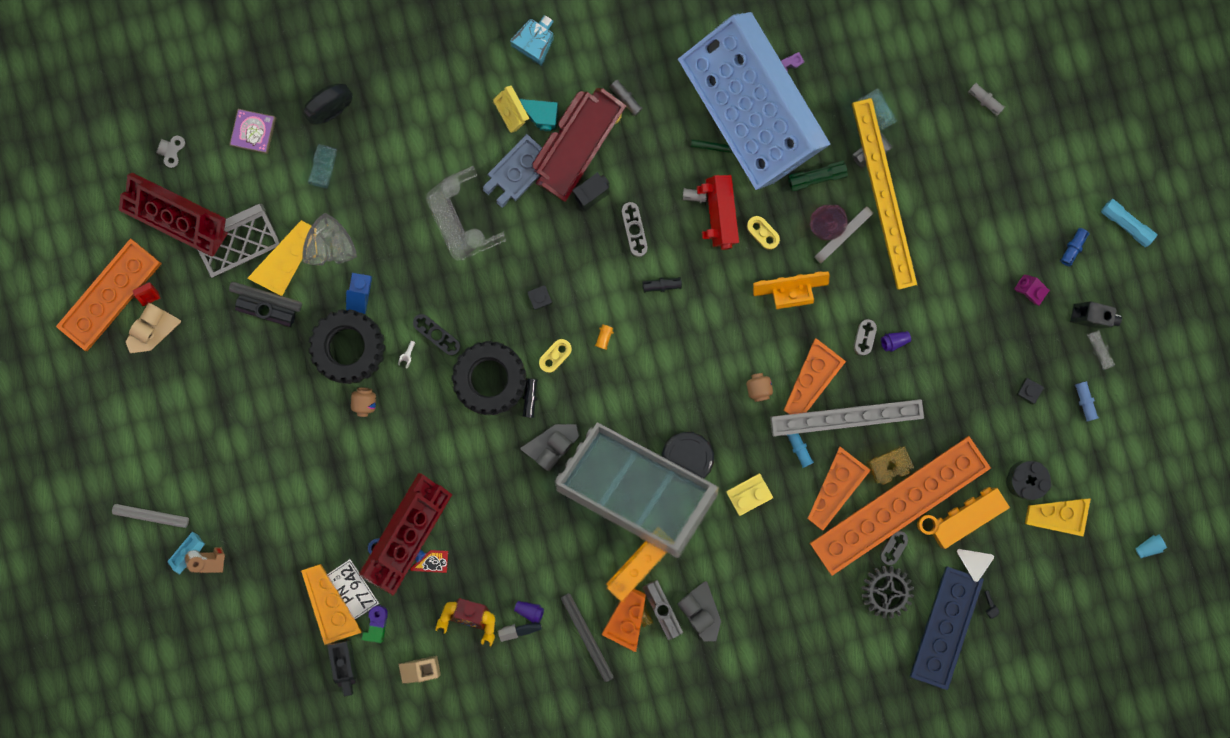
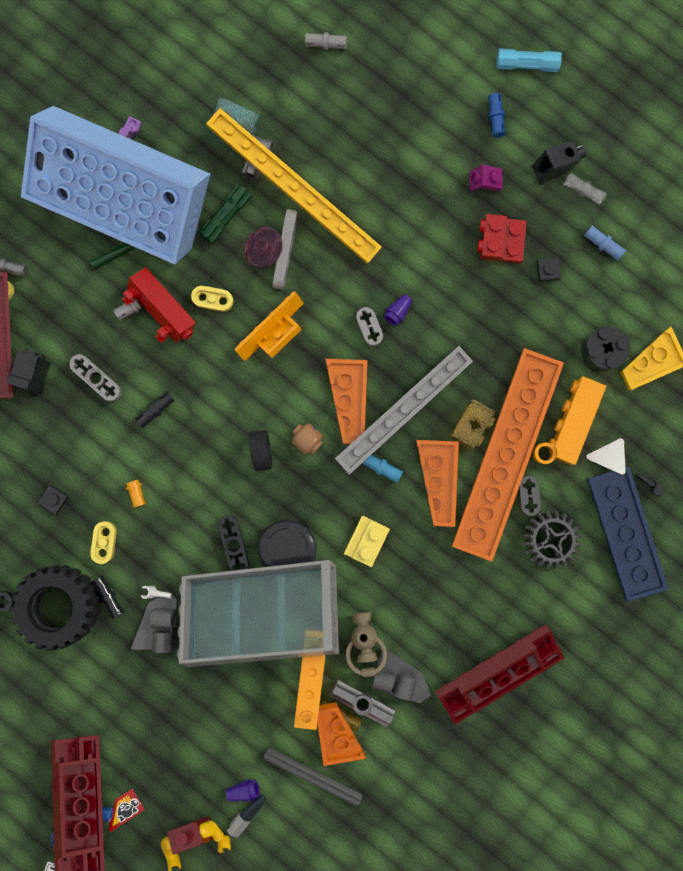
camera: 25 degrees left, 0 degrees up
(565, 419) = (153, 592): none -> white hand
(658, 415) = (224, 531): none -> black beam
(695, 570) = (365, 646): none -> dark tan piece
(720, 371) = (260, 450): none -> black tyre
(778, 662) = (500, 674): none -> dark red slope
(1011, 343) = (501, 239): none -> red plate

